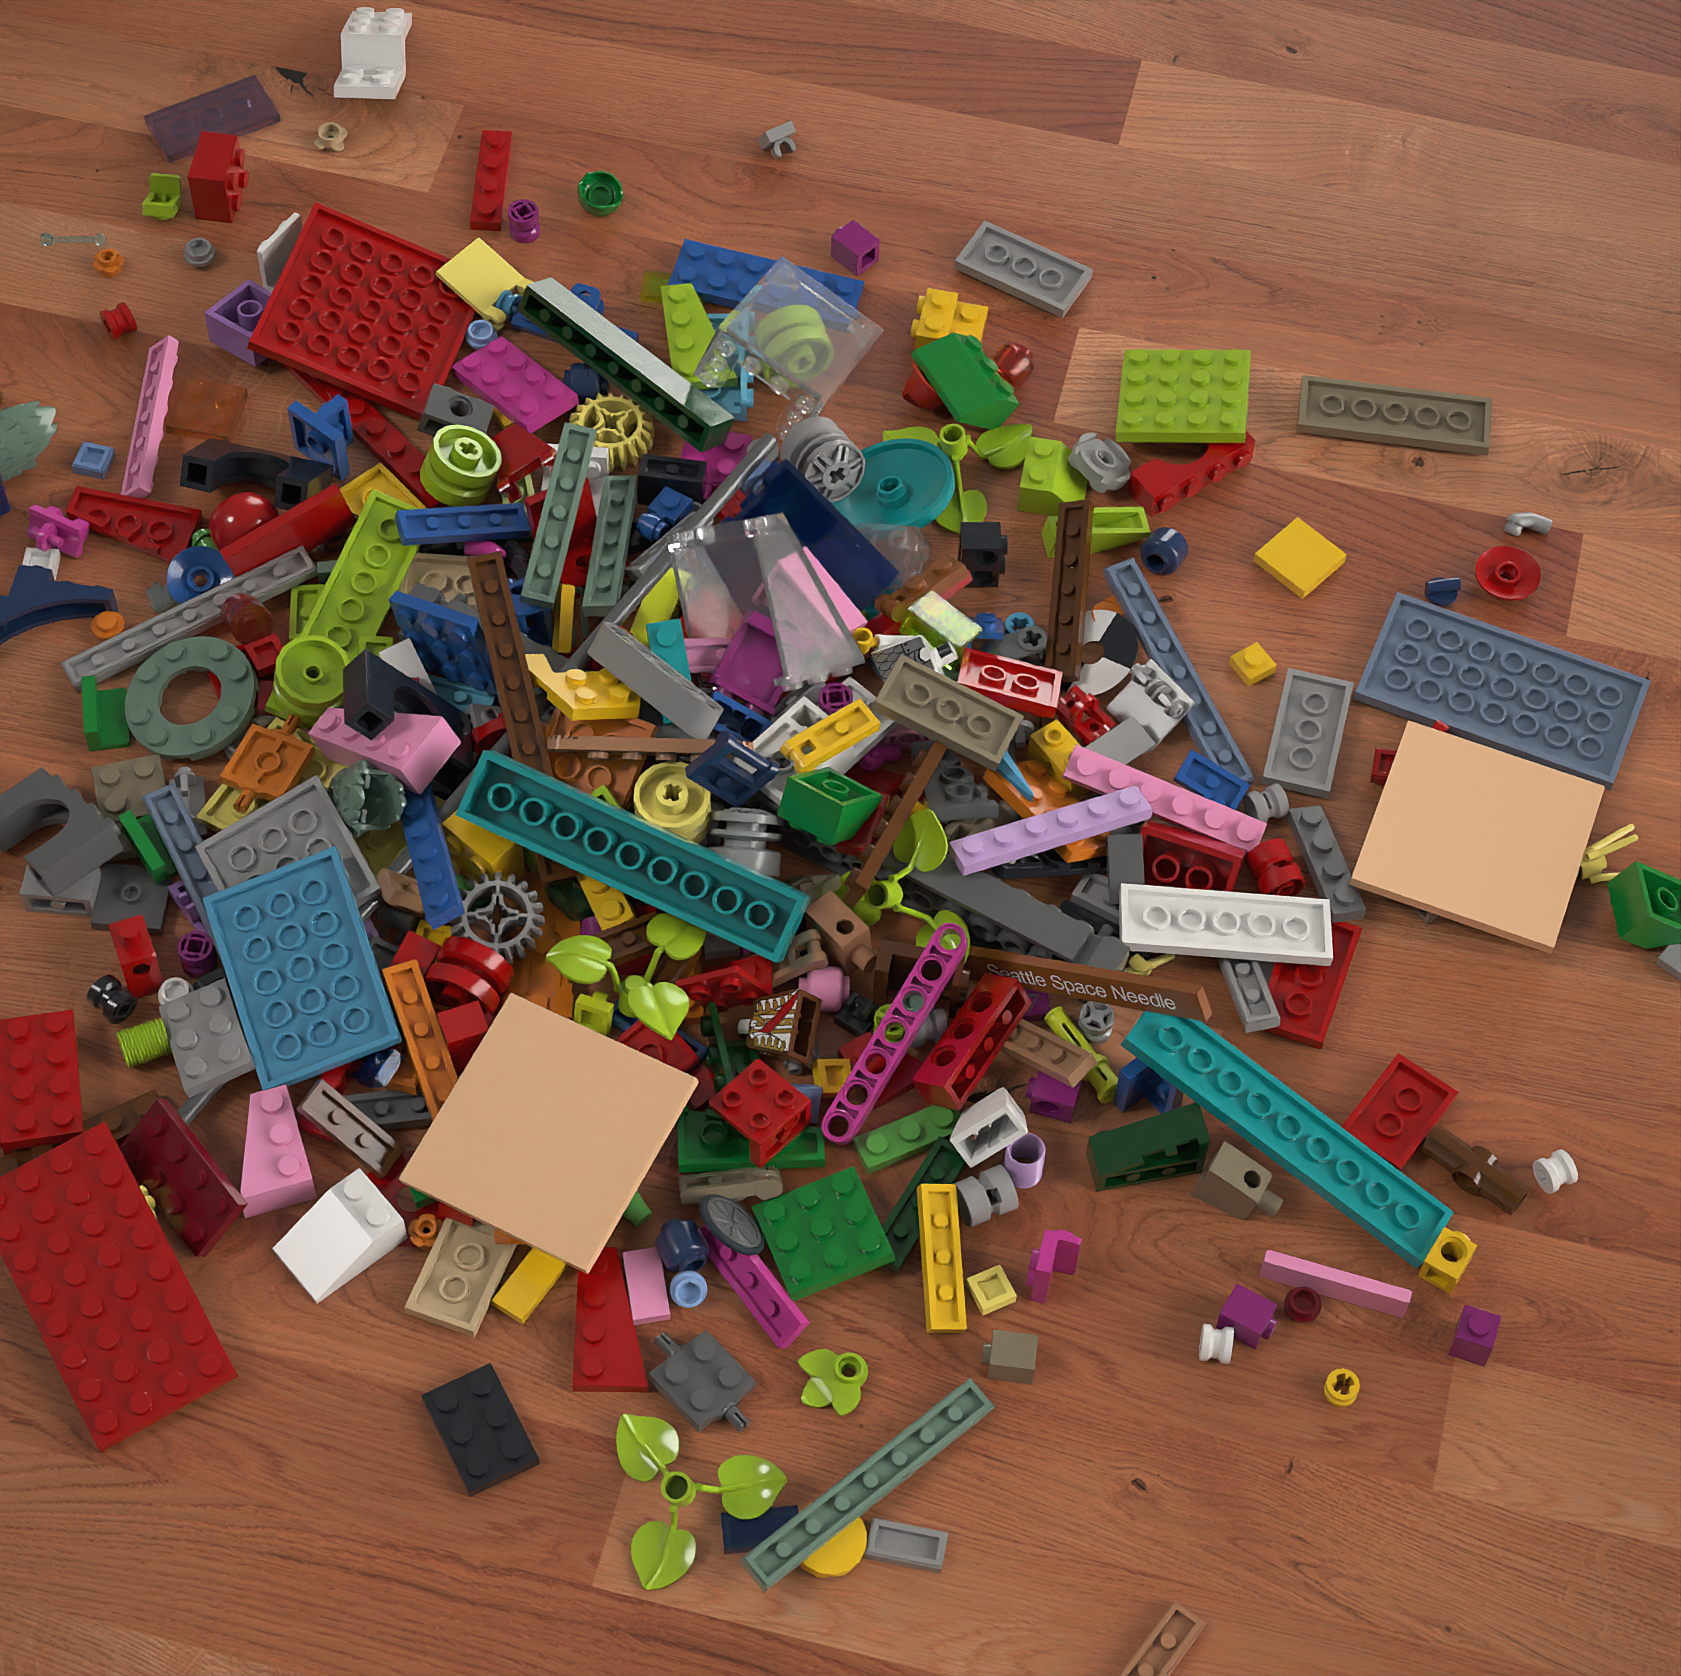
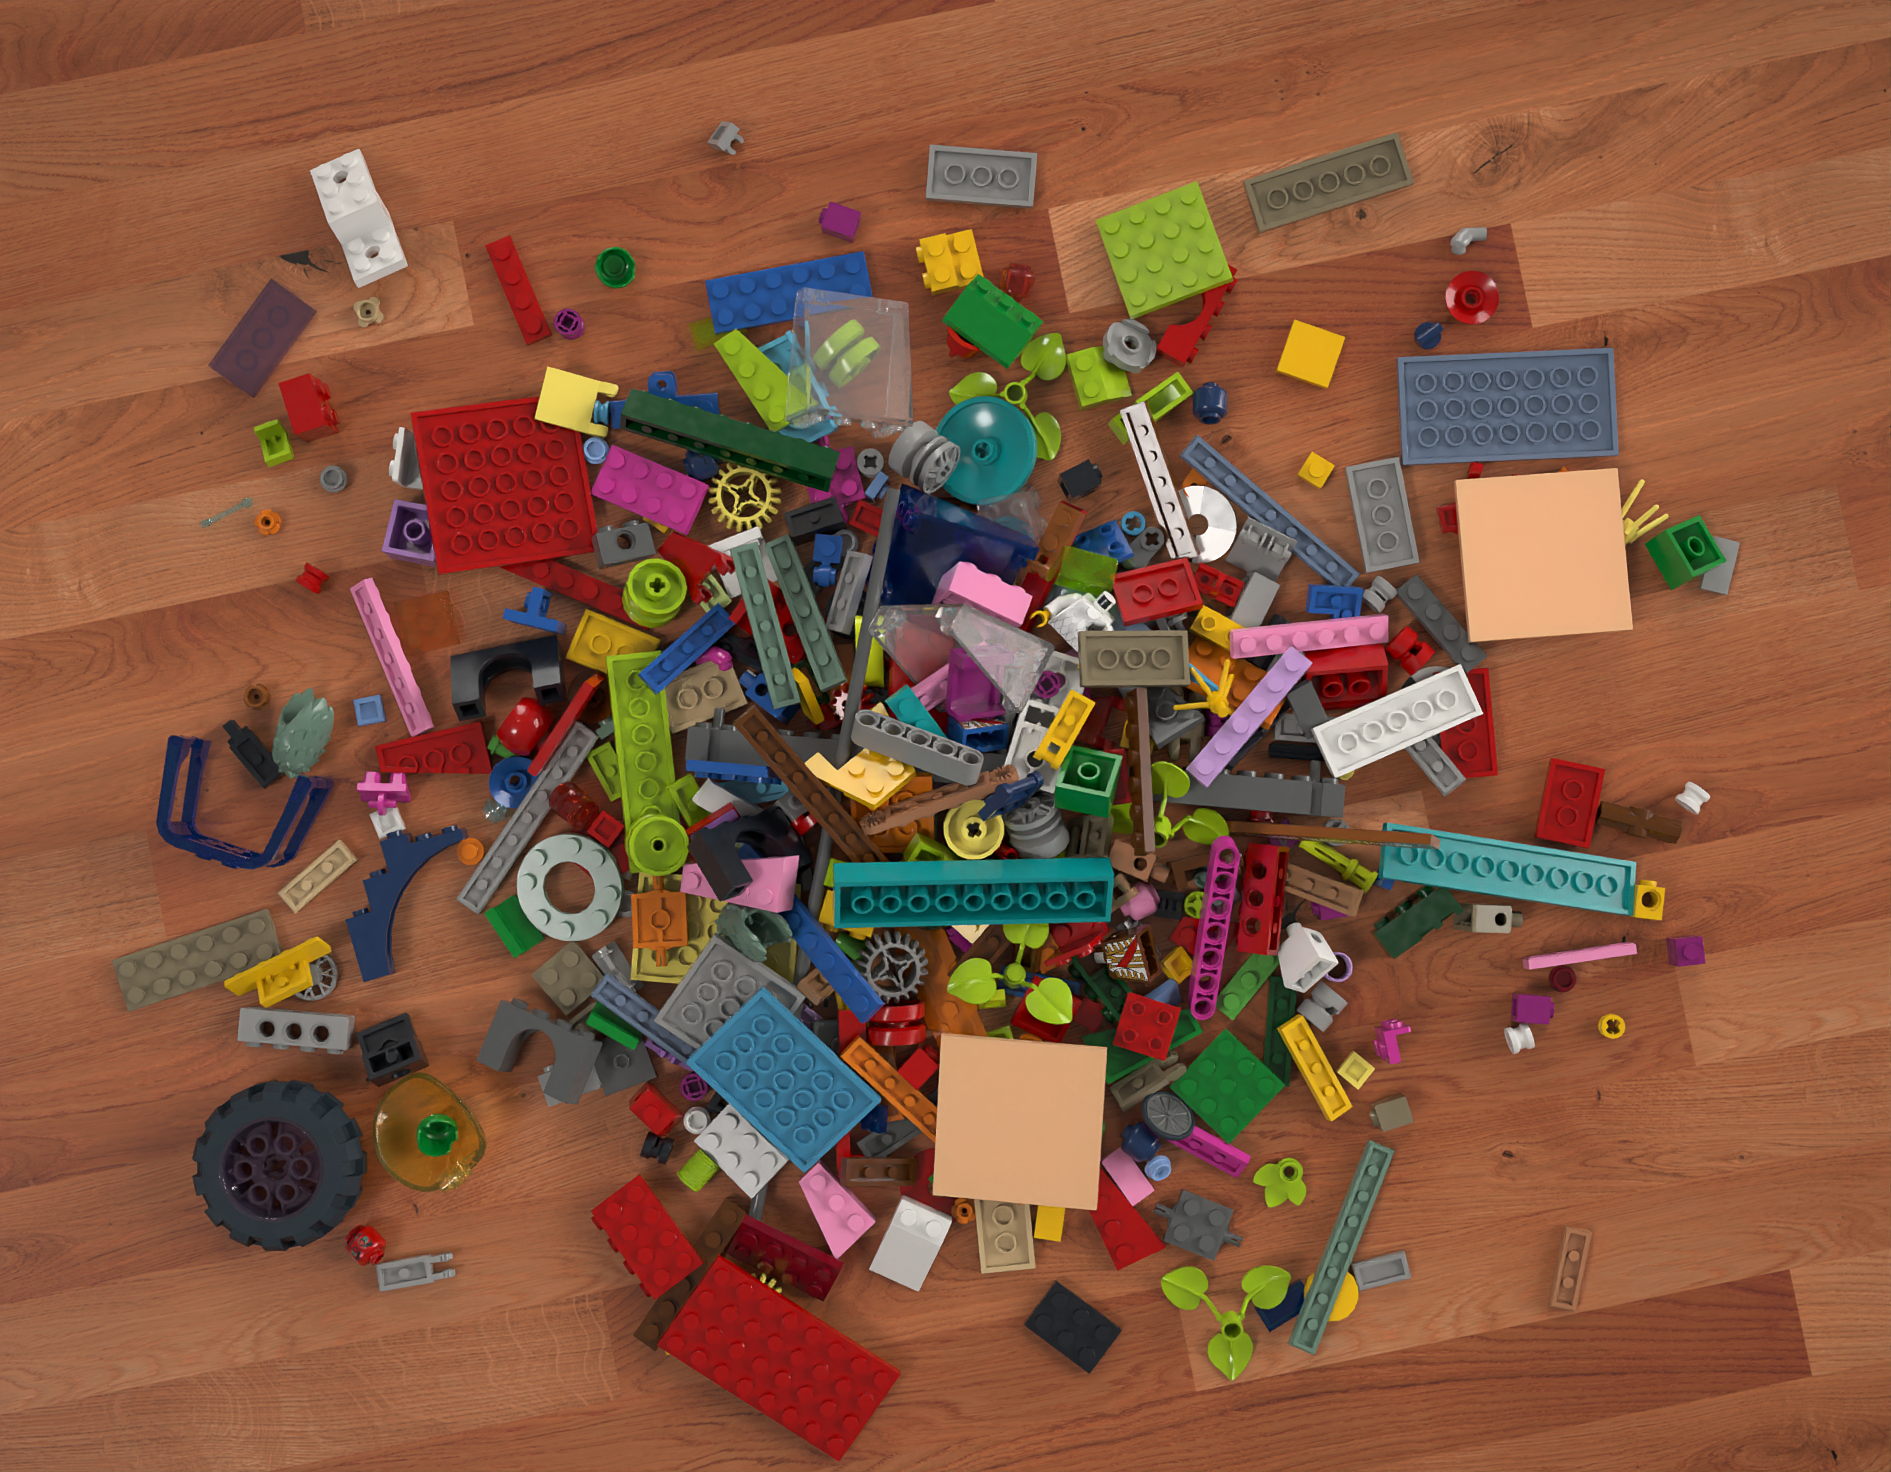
camera: 25 degrees left, 30 degrees up
(1020, 791) = (1215, 700): none -> yellow plant

